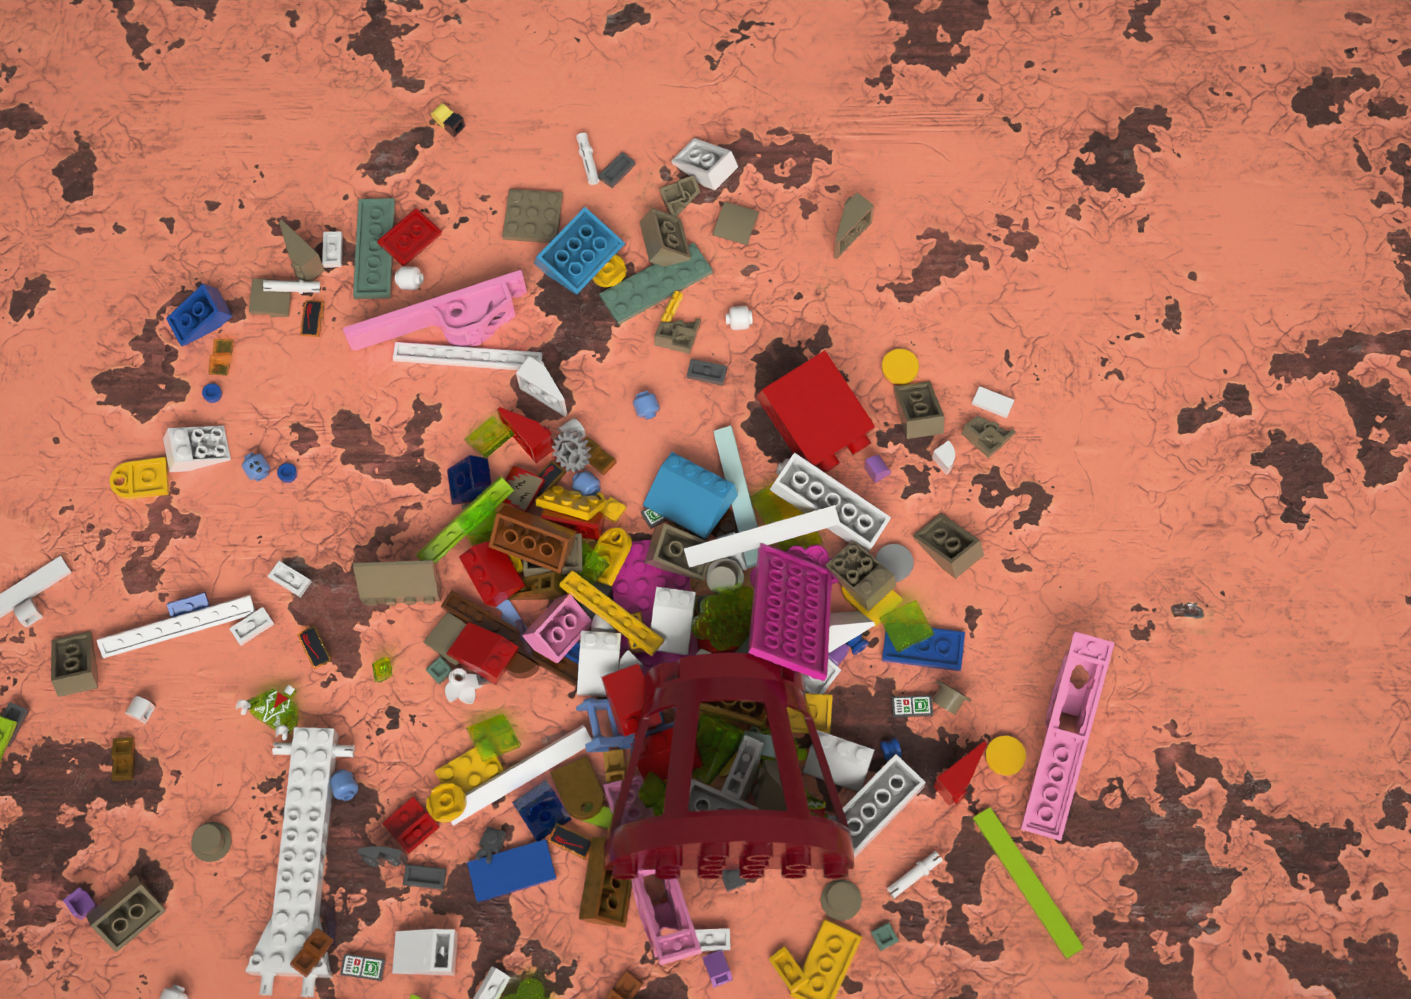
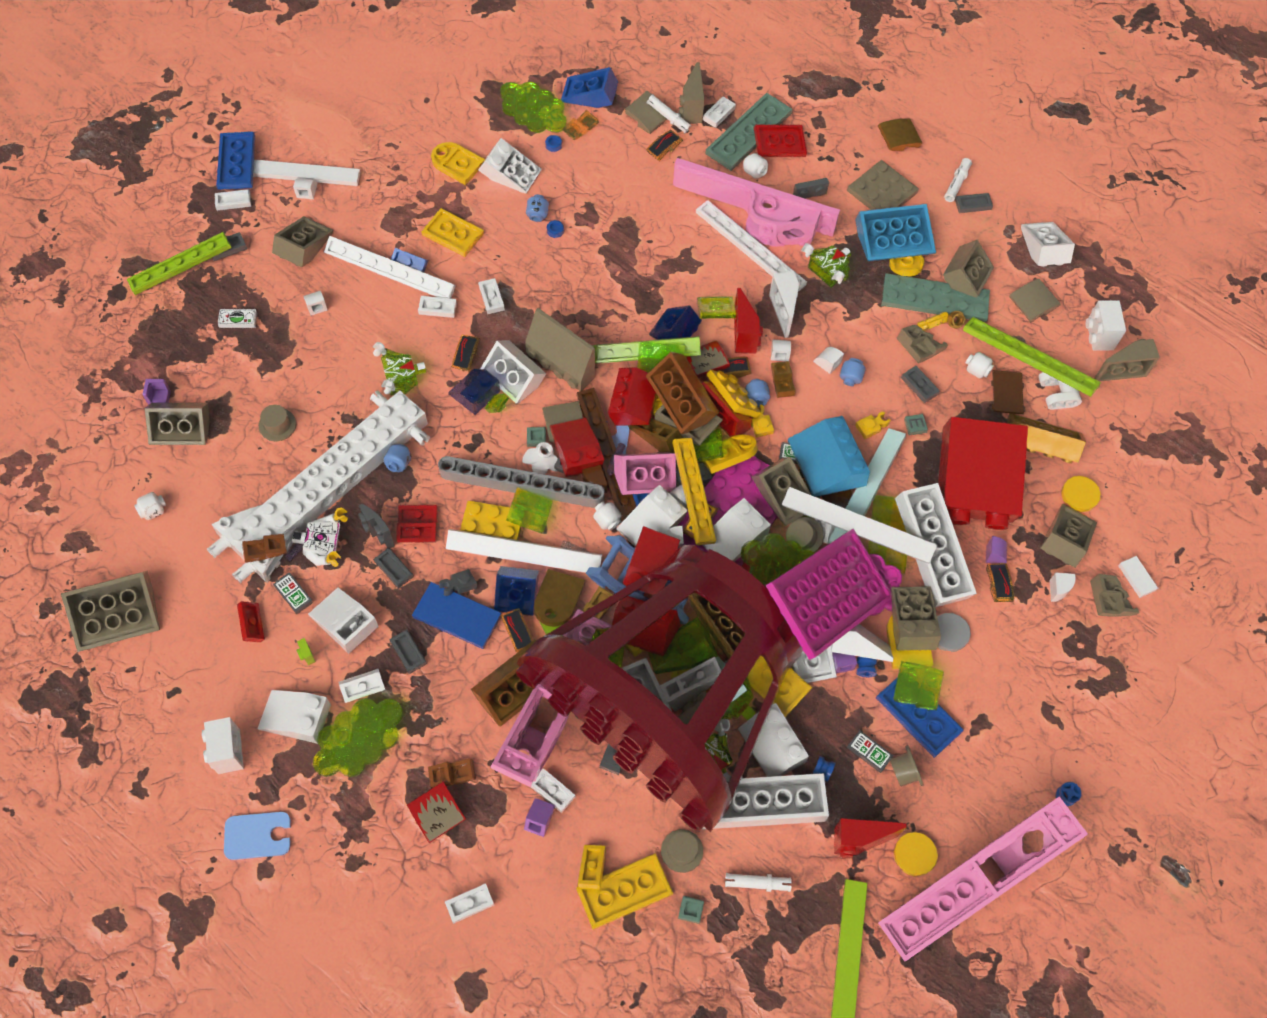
camera: 35 degrees right, 5 degrees down
(84, 780) = (237, 318): none -> white tile
(123, 759) = (276, 324): pearl gold slope -> none
(161, 372) = (533, 107): none -> clear neon green plate
(200, 547) = (452, 232): none -> yellow tile
(347, 905) = (322, 538): none -> torso
(352, 672) = (475, 390): none -> clear blue slope
(369, 631) = (514, 370): none -> white slope
(446, 802) = (454, 526): yellow tile -> none
(448, 119) = (877, 85): leg -> none
(459, 728) = (513, 476): none -> light grey beam
(472, 265) = (811, 188): none -> dark grey plate
(500, 932) = (408, 651): none -> dark grey tile
(505, 152) = (899, 134): none -> pearl gold slope
(547, 322) = (828, 263): none -> clear neon green torso
(558, 689) = (607, 516): none -> white head
(571, 451) = (767, 360): light grey gear -> none
(617, 408) = (829, 359): none -> white brick
(679, 195) = (1008, 250): dark tan slope -> none
(693, 291) = (960, 319): none -> pearl gold plate
(697, 439) = (870, 426): none -> yellow plate
(731, 410) = (915, 424): none -> sand green tile
(773, 278) = (1032, 356): none -> lime tile
(779, 323) = (1008, 392): none -> reddish brown piece
(809, 205) = (1105, 325): none -> white brick
(820, 281) = (1067, 398): none -> white connector
(839, 339) = (1051, 439): none -> slope
(900, 492) = (1001, 583): none -> slope
(949, 545) = (1008, 655): dark tan slope -> none
(1076, 614) = (1072, 791): none -> blue wheel

